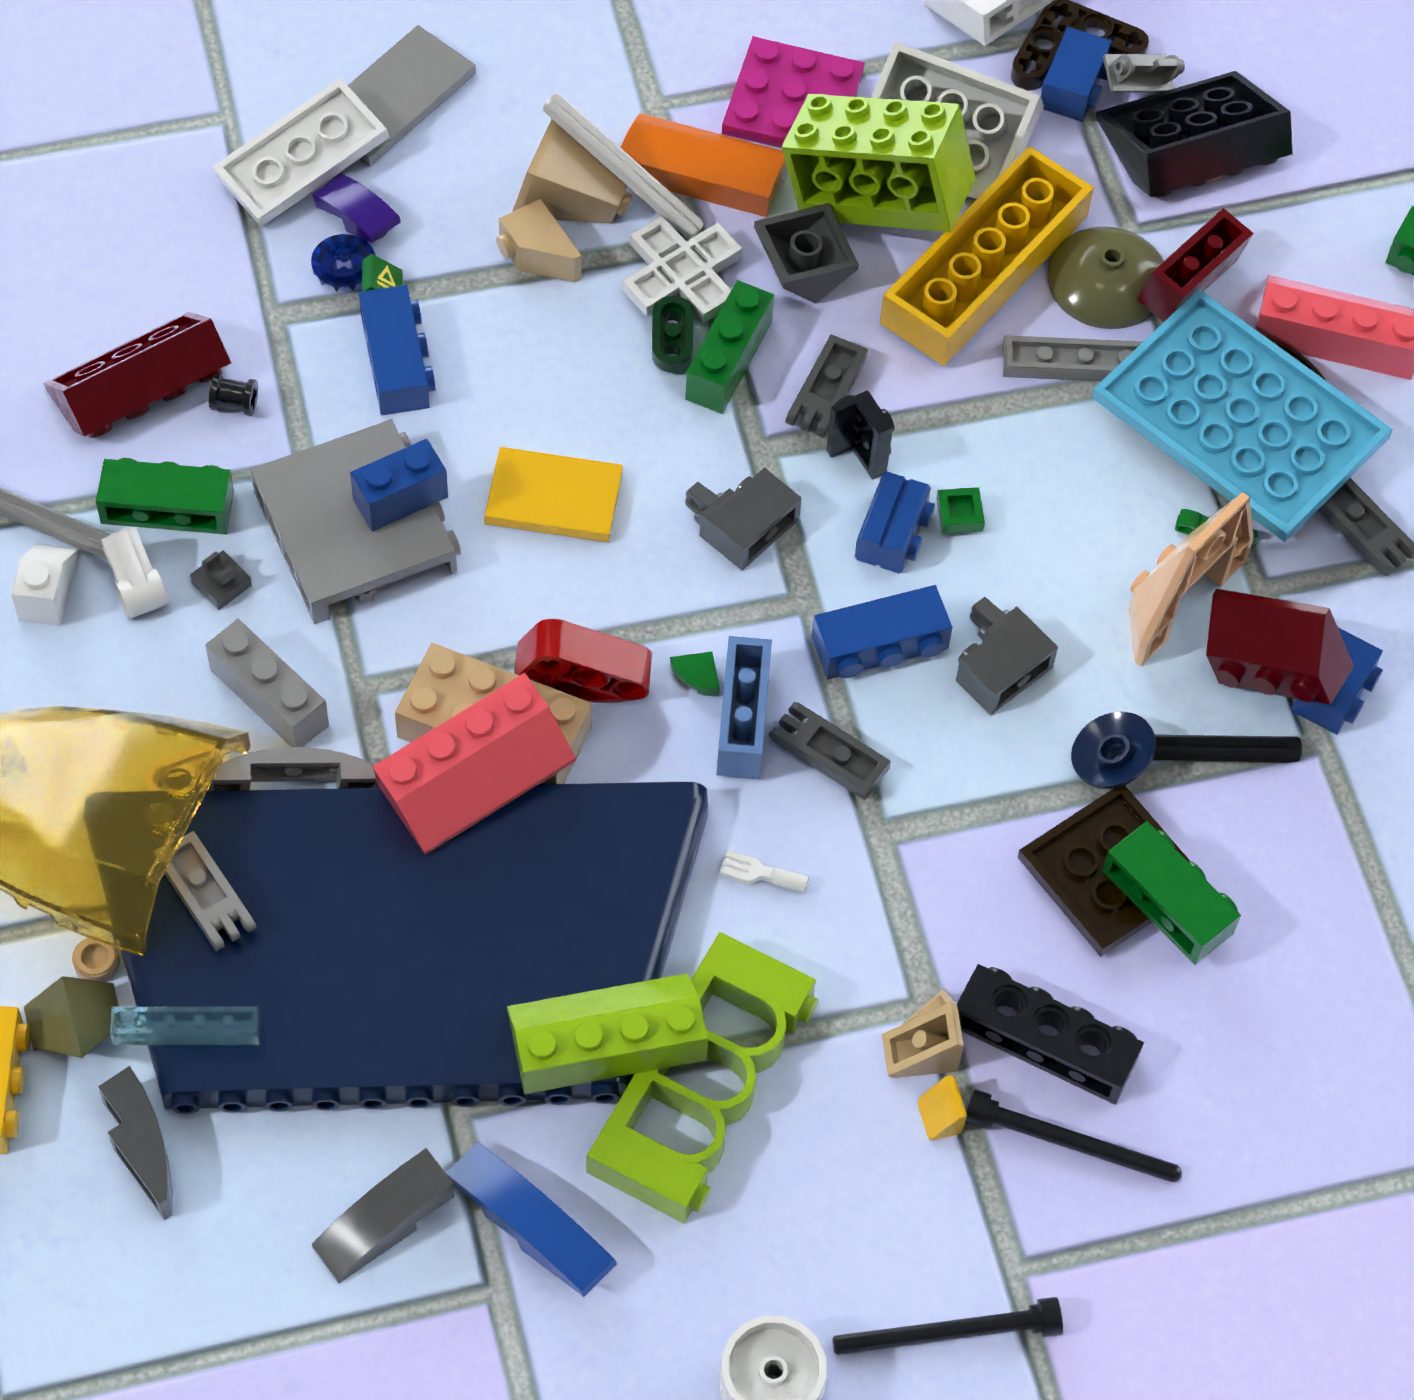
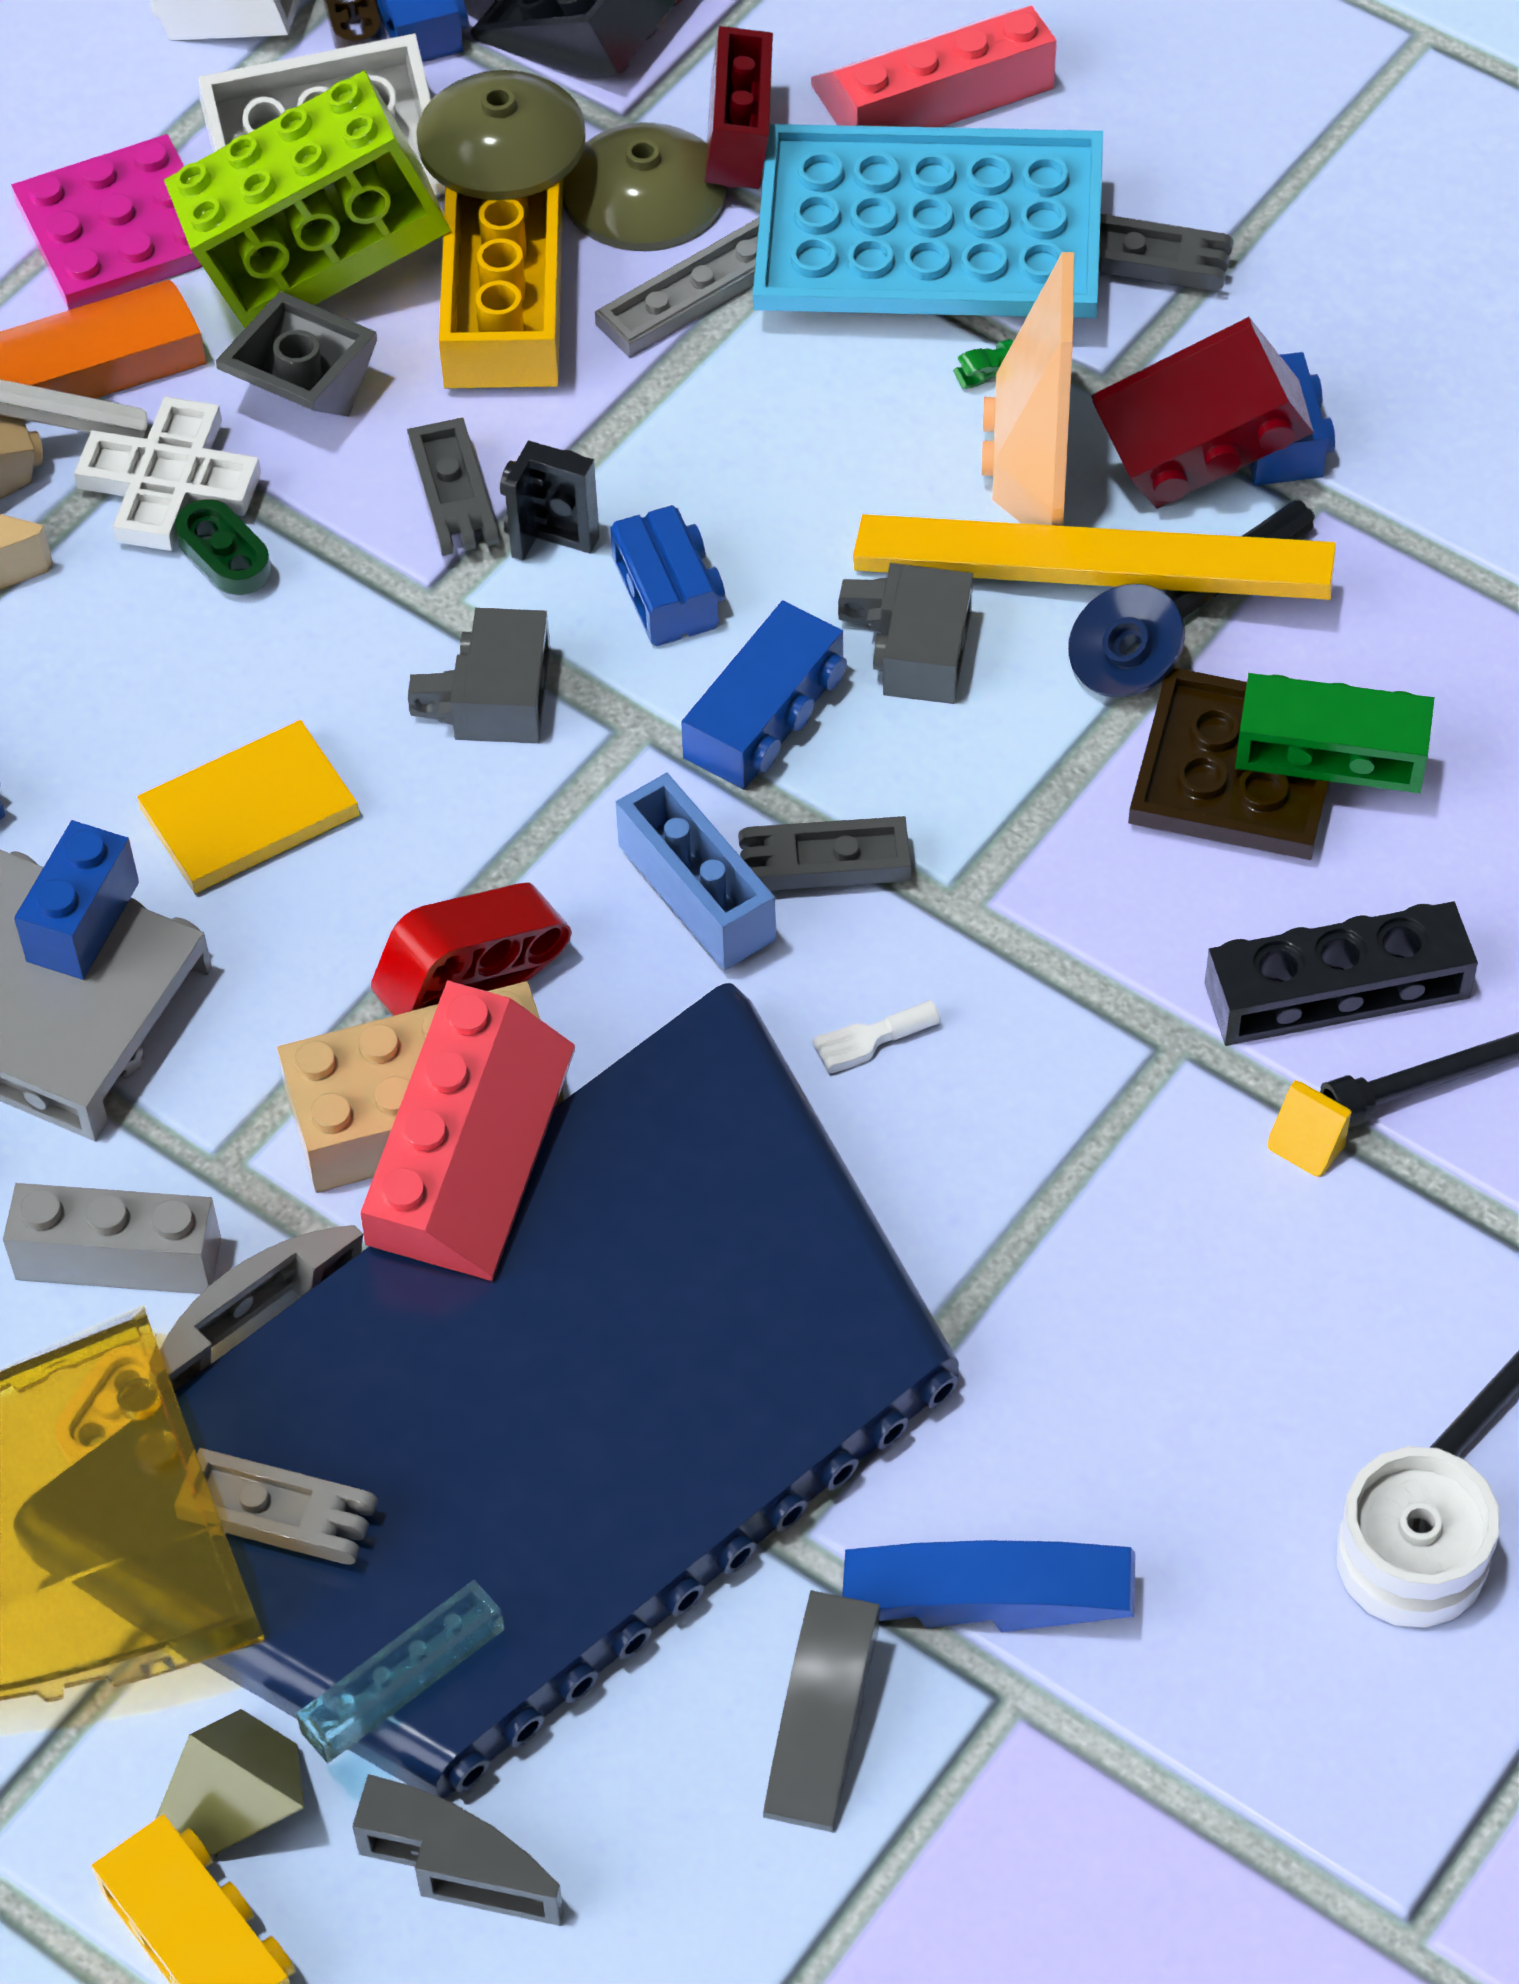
camera: 35 degrees left, 5 degrees down
(95, 960) = (192, 1698): tan tile -> none
(608, 1033) = (895, 1308): lime slope -> none
(676, 1180) = (1053, 1430): lime fence -> none
(697, 672) = (598, 878): green tile -> none
(729, 347) = (306, 515): green brick -> none
(926, 1041) = (1223, 1067): tan slope -> none
(960, 510) = (724, 515): green plate -> none
(1030, 205) = (501, 135): none -> olive dish
(1146, 688) = (1099, 556): none -> yellow tile

